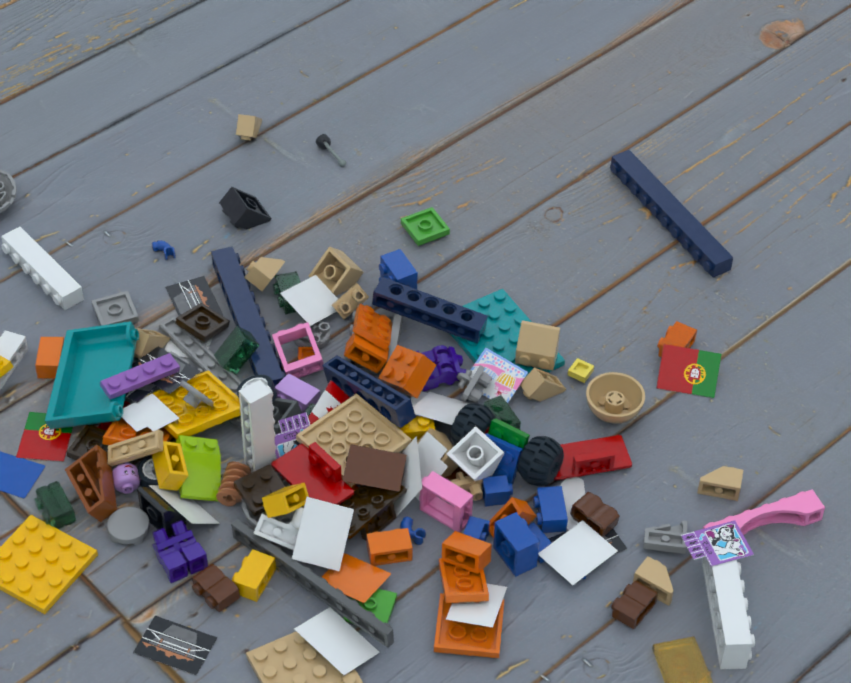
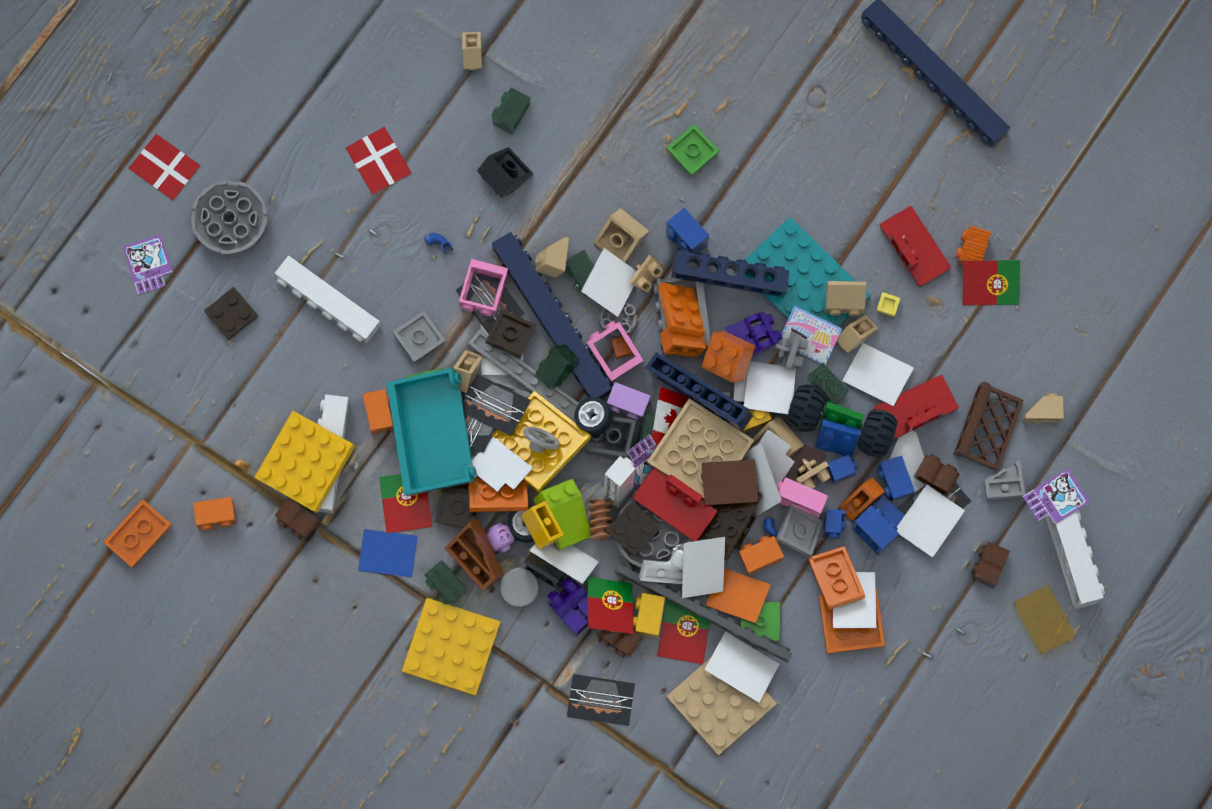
camera: 15 degrees left, 30 degrees up
(134, 186) = (378, 160): none -> red sticker
(135, 448) = (505, 515): tan tile -> none
(139, 376) = (478, 424): medium lavender plate -> none
(195, 271) = (489, 270): none -> bright pink window
(215, 554) = (610, 605): none -> sticker
(267, 170) = (511, 110): none -> clear green brick
(284, 604) = (683, 635): none -> red sticker
(285, 500) = (663, 545): yellow brick -> none
(324, 142) = (557, 55): hinge -> none
(434, 529) = (799, 530): none -> light grey plate
(466, 552) = (833, 550): orange brick -> none
(476, 455) = (818, 446): white slope -> none
(556, 422) = (878, 374): none -> white sticker
(615, 397) = (930, 328): tan piece -> none
(619, 333) = (915, 246): none -> red bracket
(644, 479) = (972, 422): none -> reddish brown fence
(655, 576) = (1003, 533): tan slope -> none
(798, 509) = (1118, 425): bright pink arch -> none

